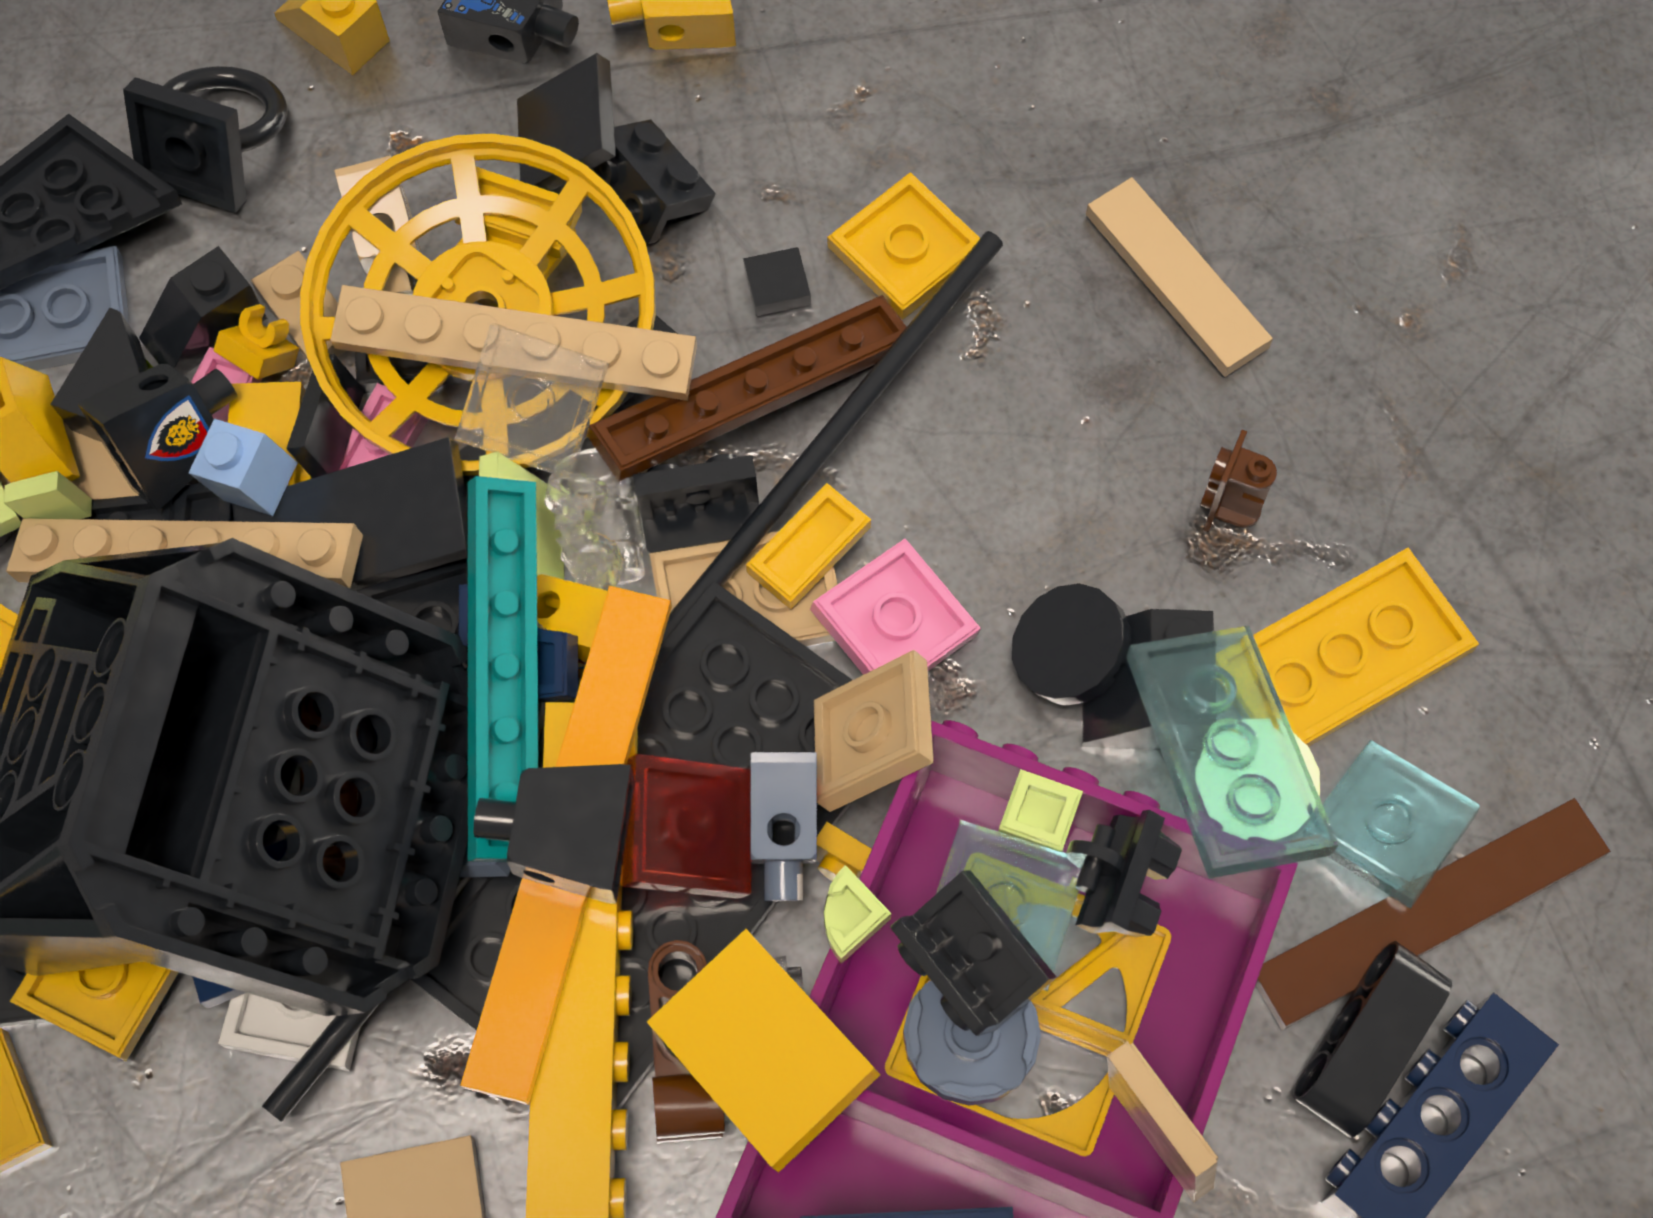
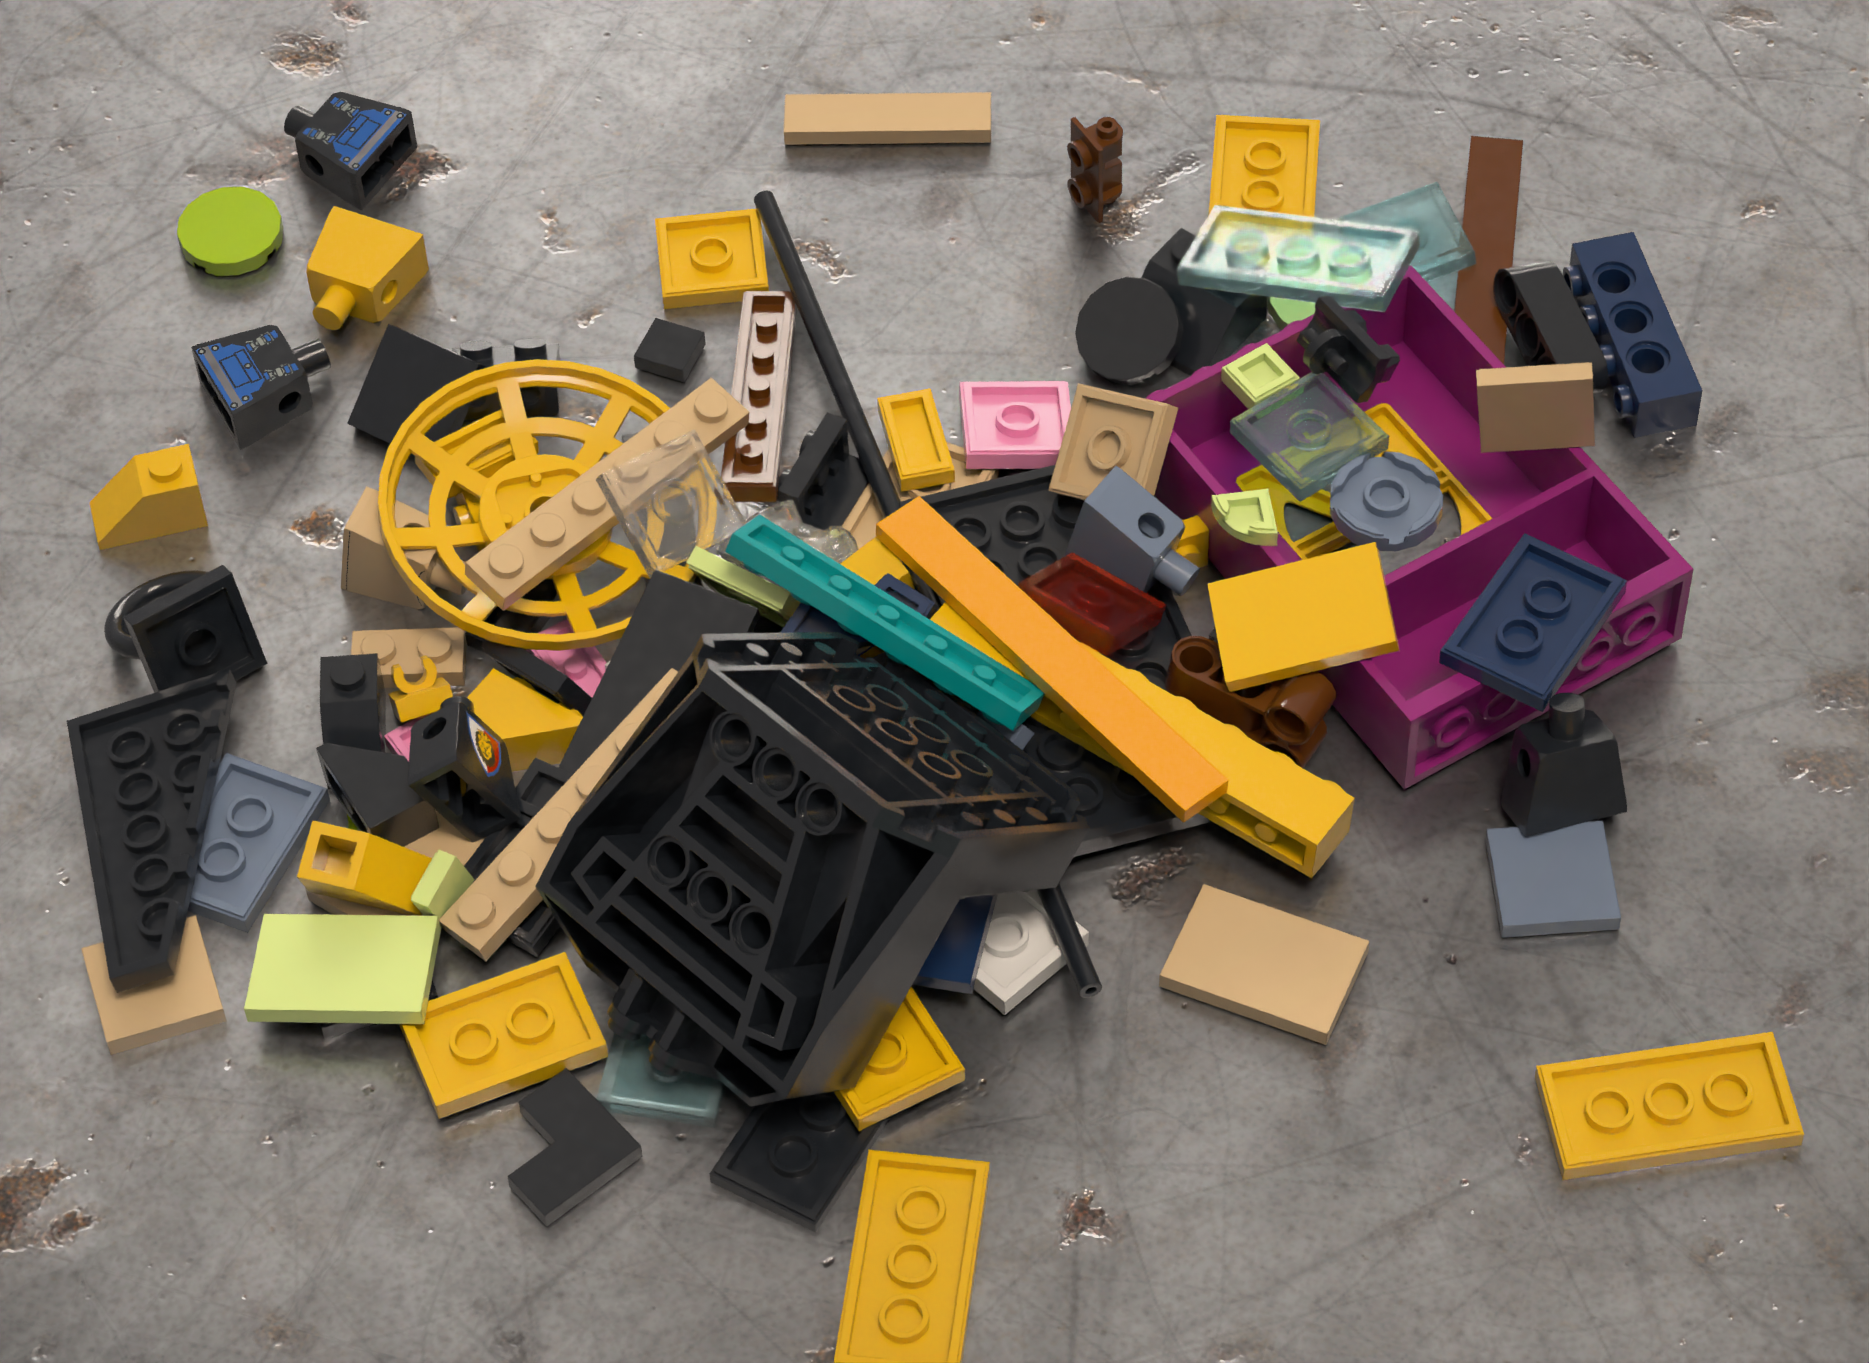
camera: 55 degrees left, 15 degrees down
(243, 467) = (553, 719): light blue brick -> none
(565, 827) = (1054, 632): black torso -> none
(972, 955) = (1339, 447): black bracket -> none

